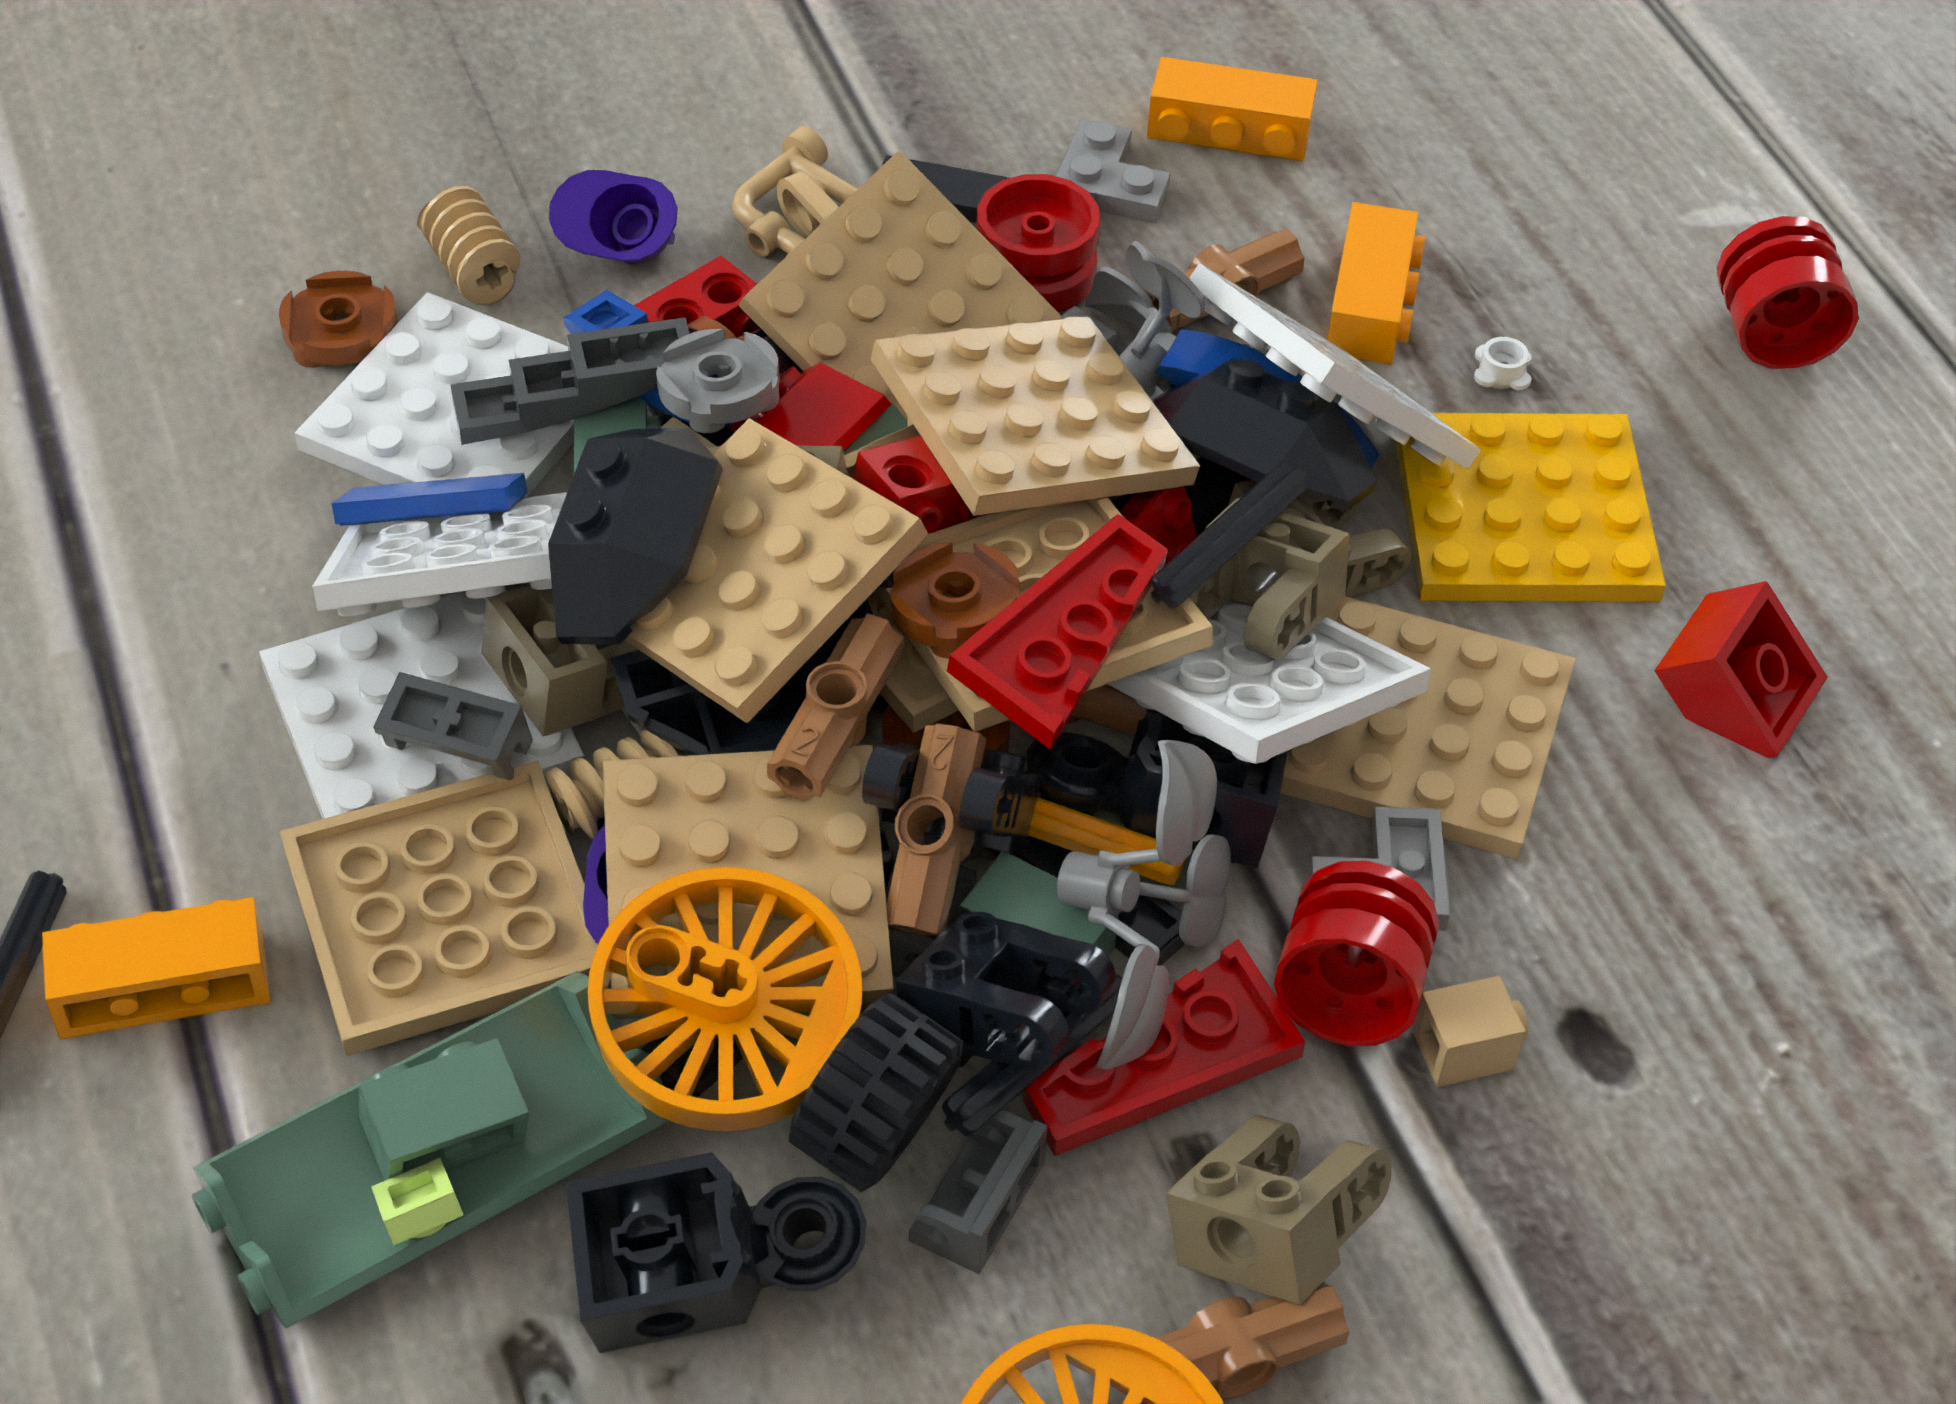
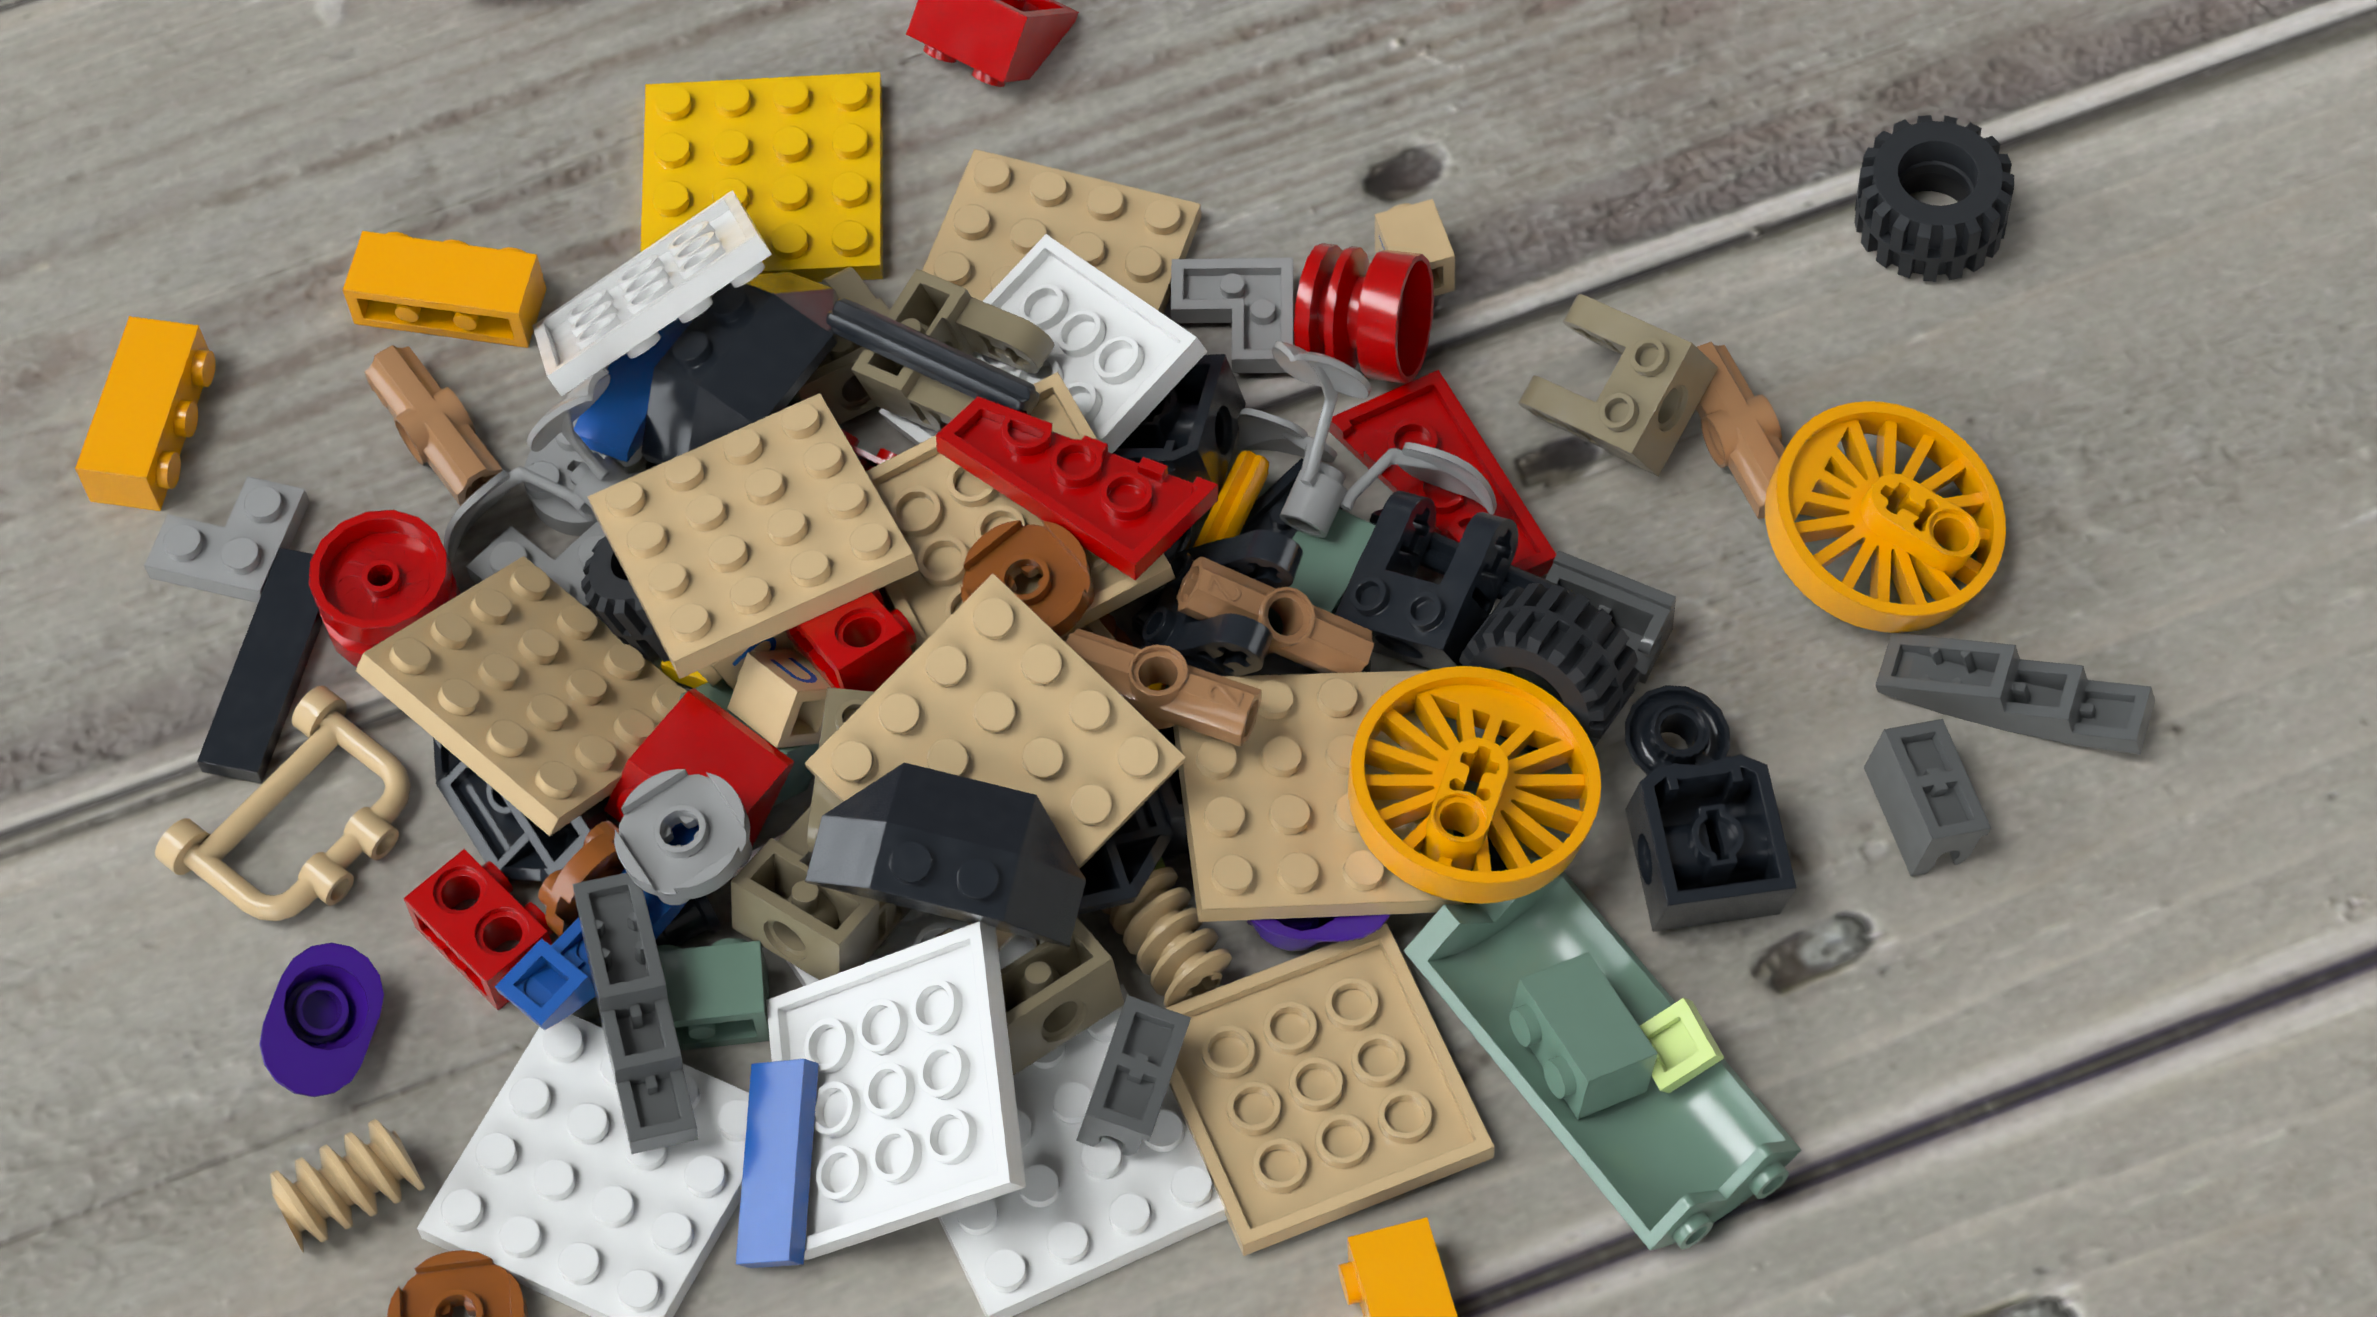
camera: 85 degrees left, 10 degrees up
(804, 202) = (307, 825): tan plate -> none
(1503, 364) = (561, 173): white plate -> none

